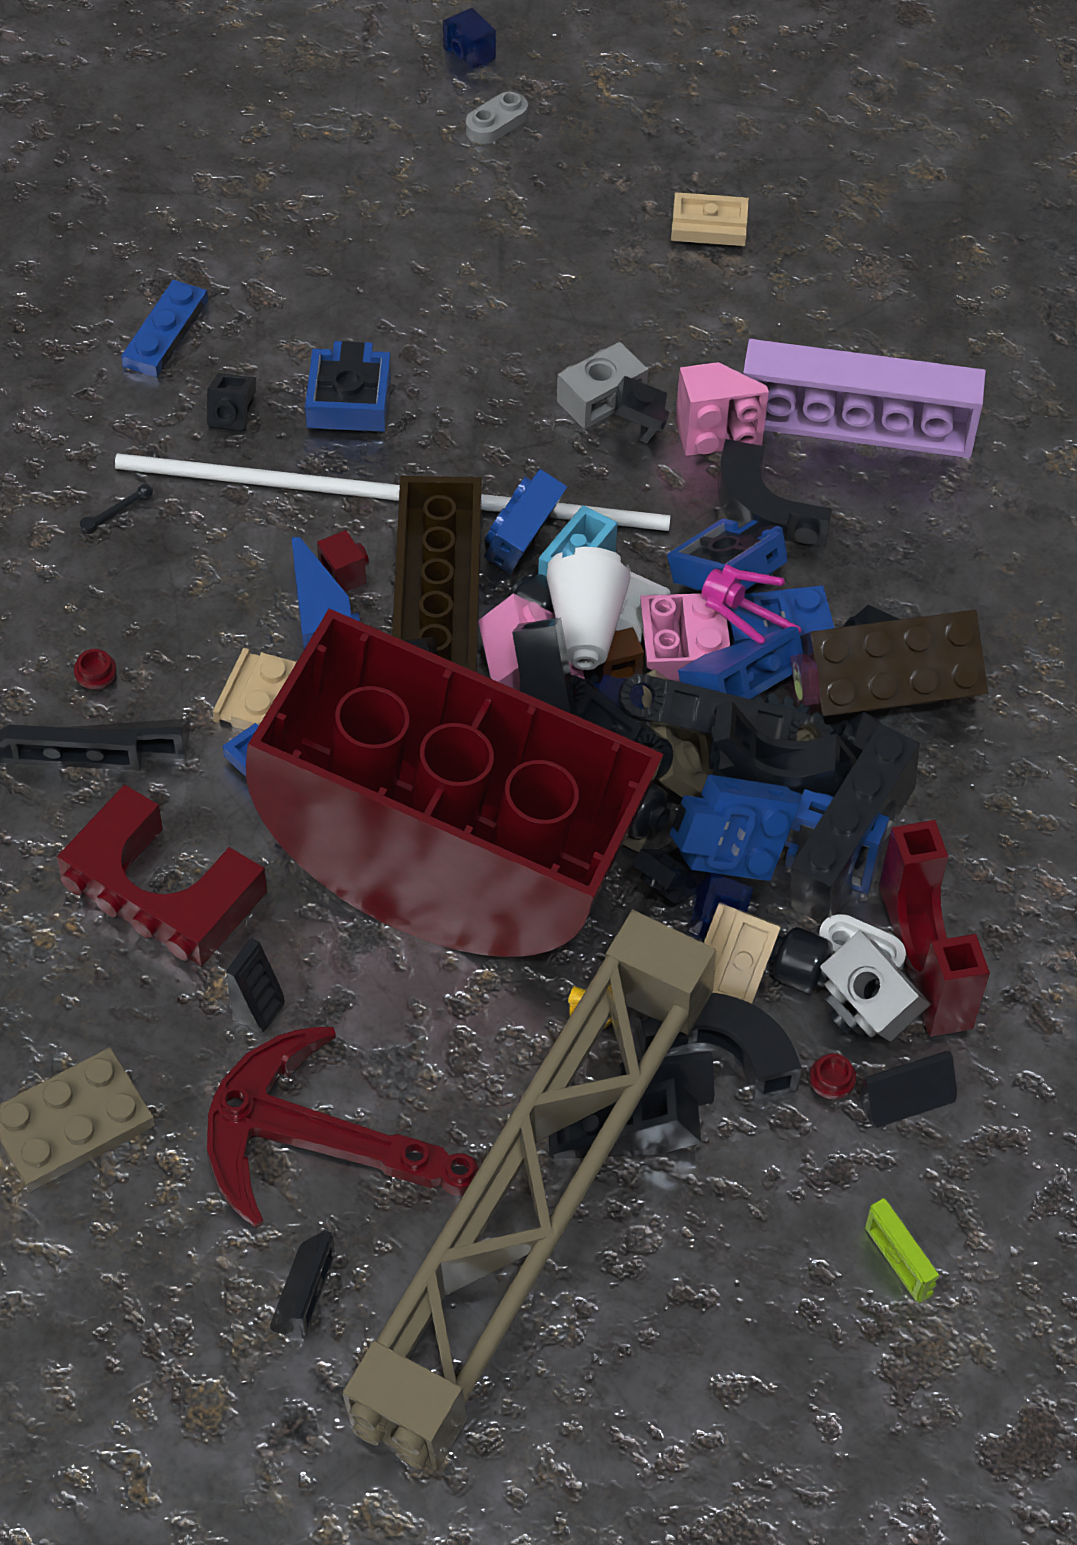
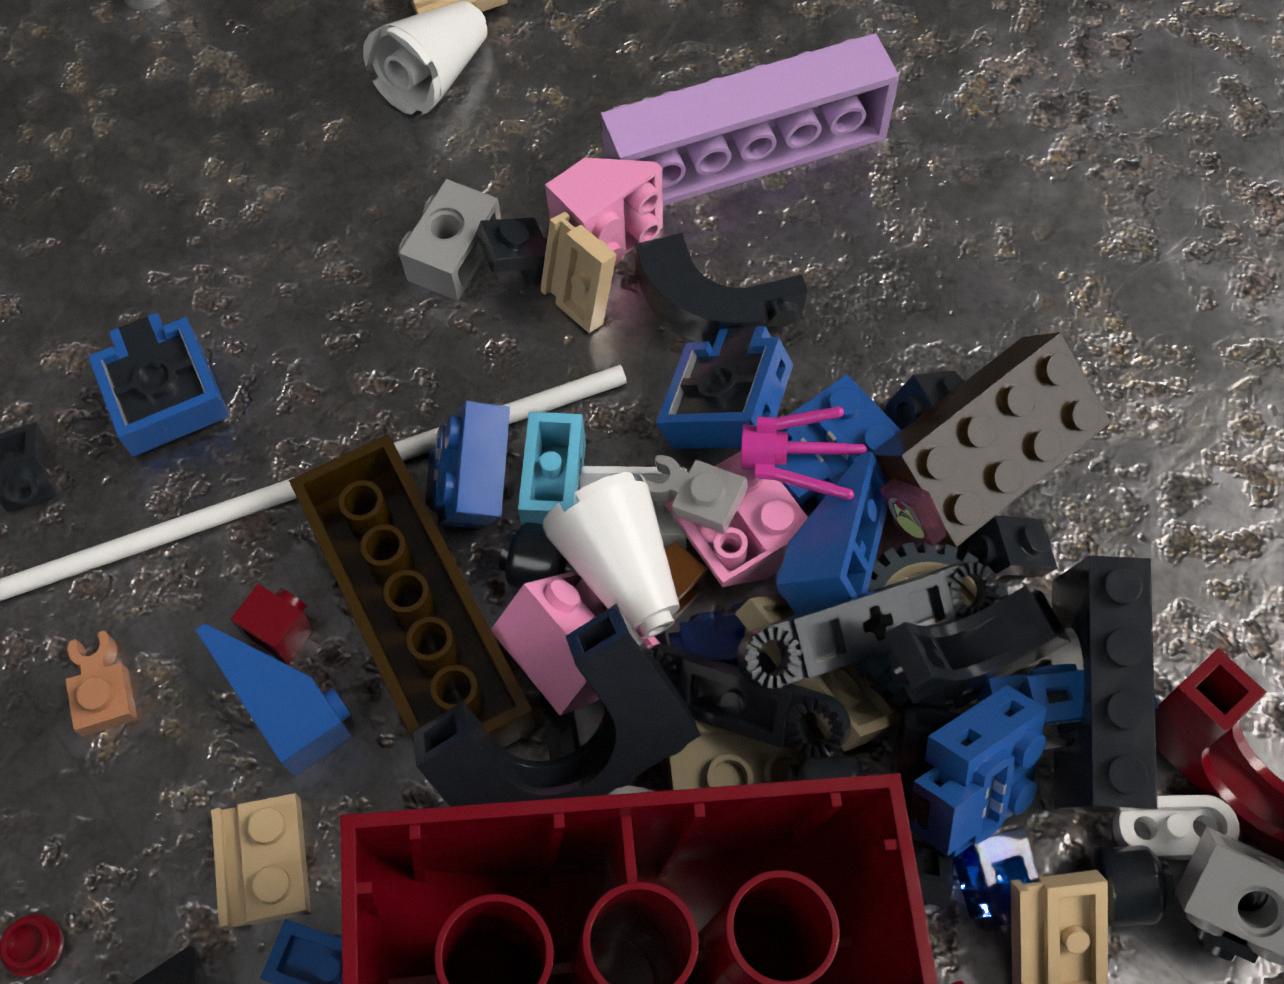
camera: 25 degrees left, 10 degrees up
(212, 554) = (102, 692): none -> nougat plate
(658, 253) = (424, 54): none -> white cone
(664, 603) = (701, 496): none -> light grey plate
(673, 439) = (577, 272): none -> tan plate

